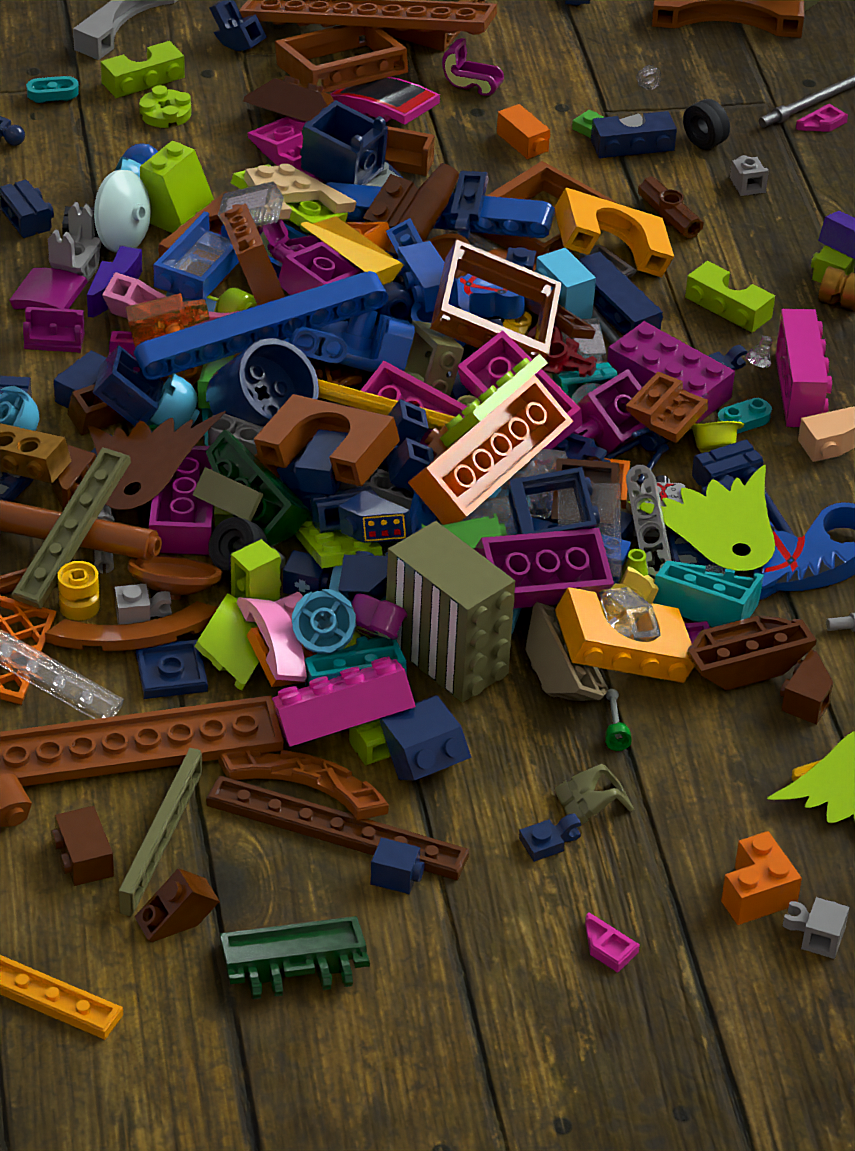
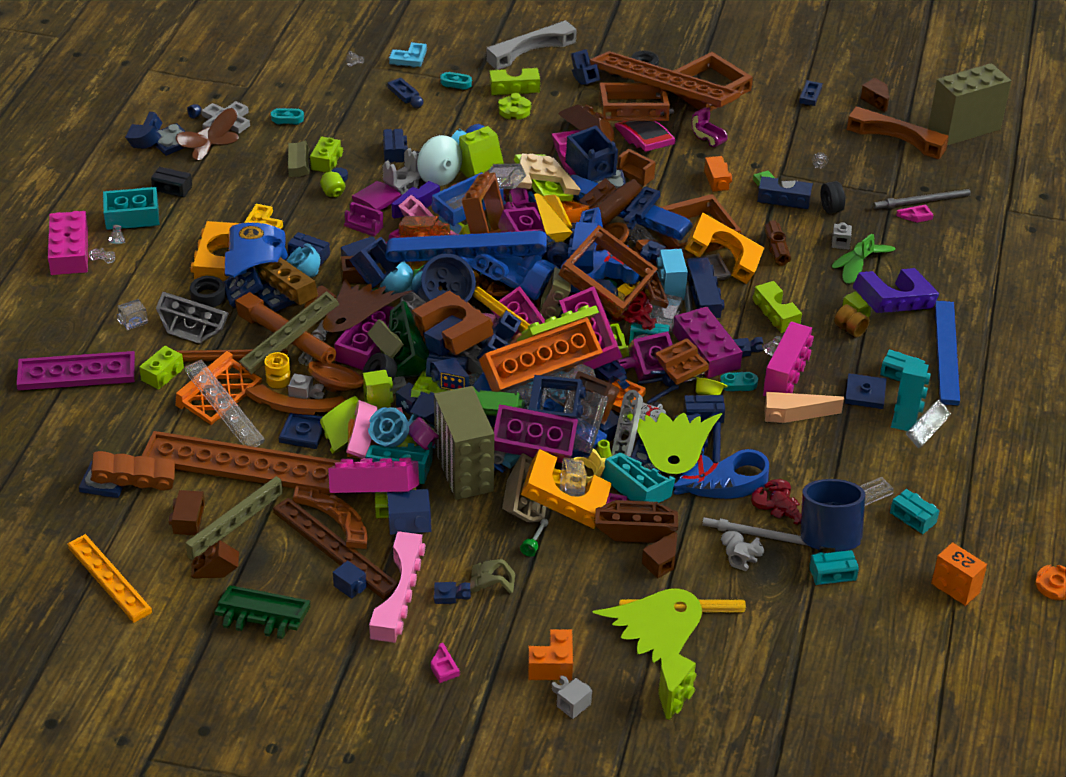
camera: 25 degrees right, 0 degrees up
(454, 804) = (387, 618): none -> bright pink arch
(788, 203) = (854, 260): none -> bright green piece

